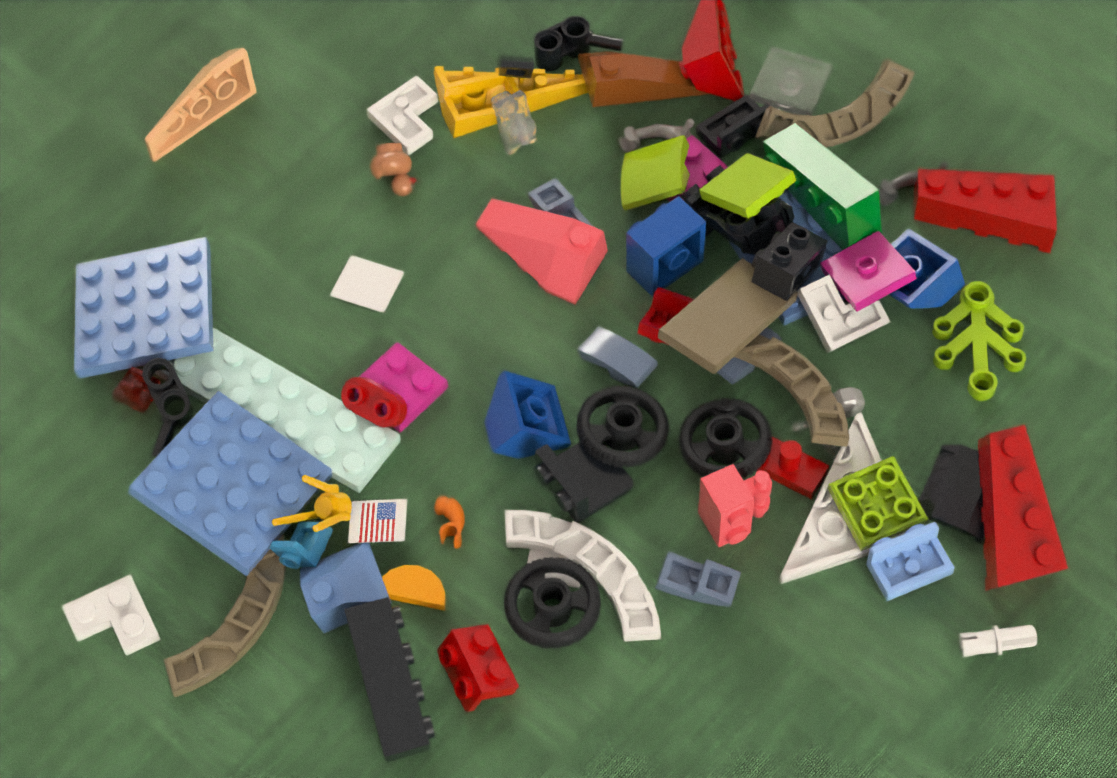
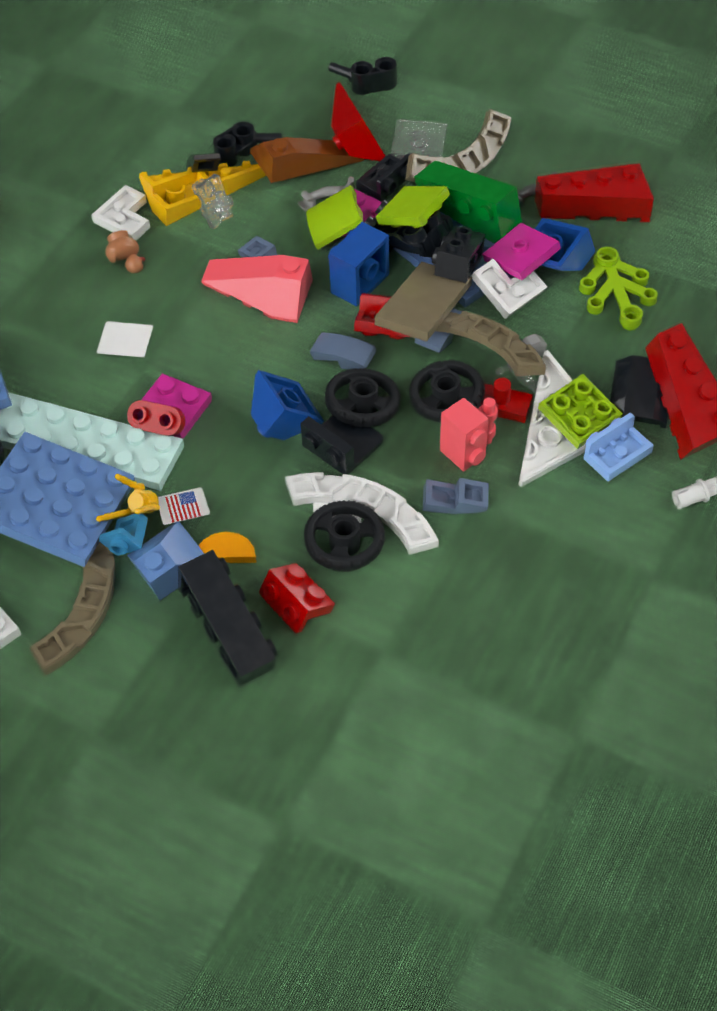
camera: 15 degrees left, 5 degrees down
(454, 513) = (245, 490): orange arm -> none

